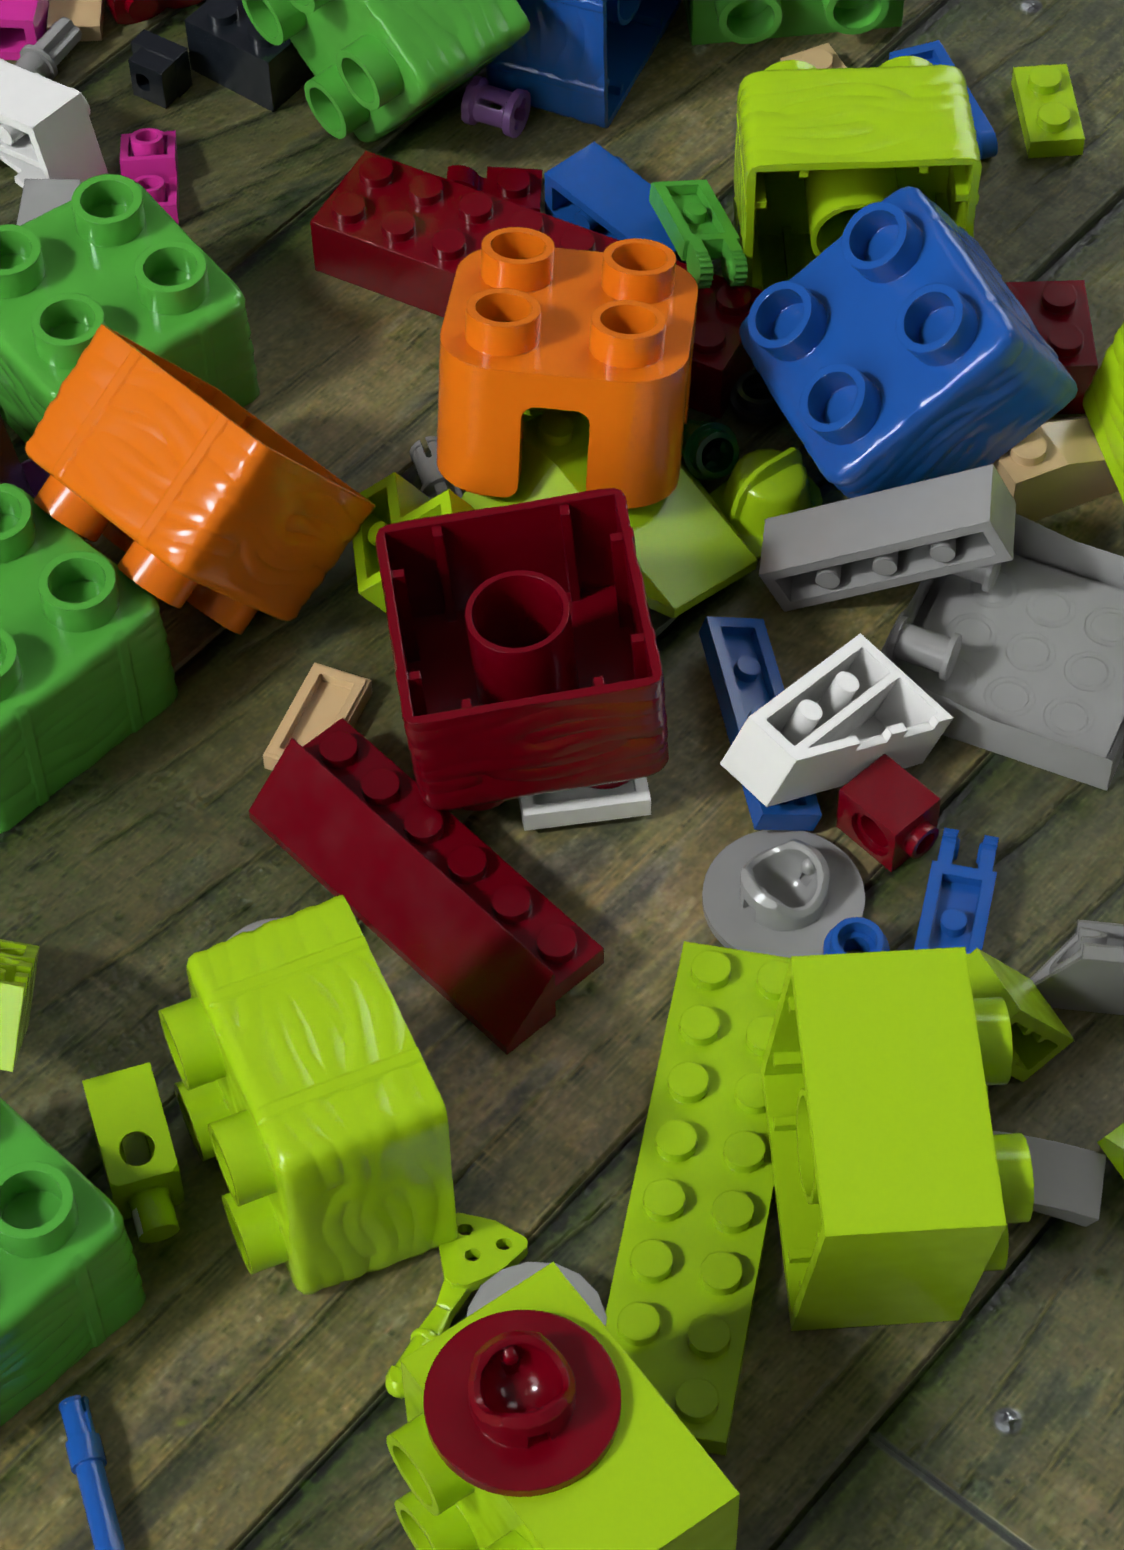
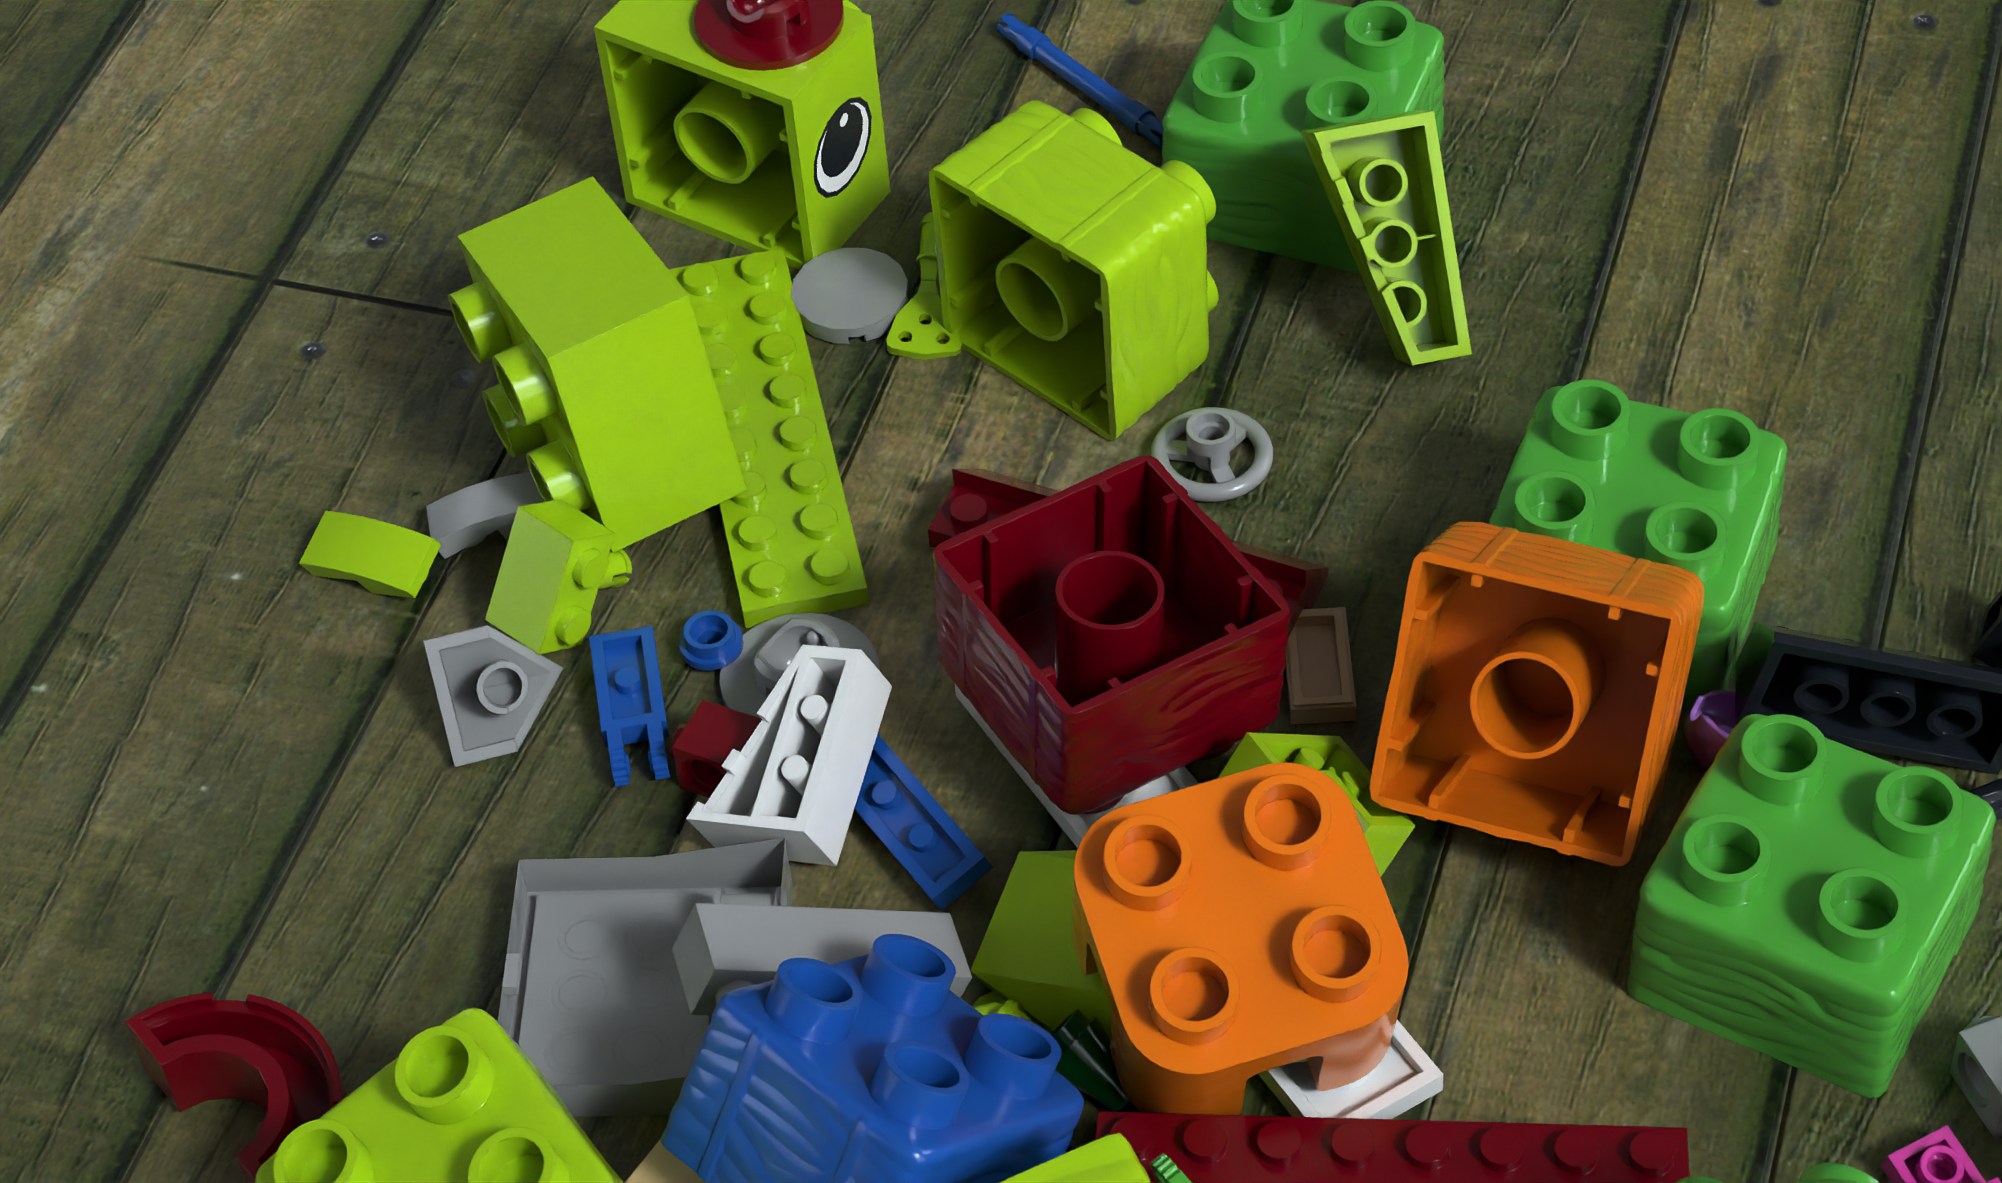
camera: 160 degrees right, 5 degrees down
(136, 1149) = (1244, 268): lime torso -> none

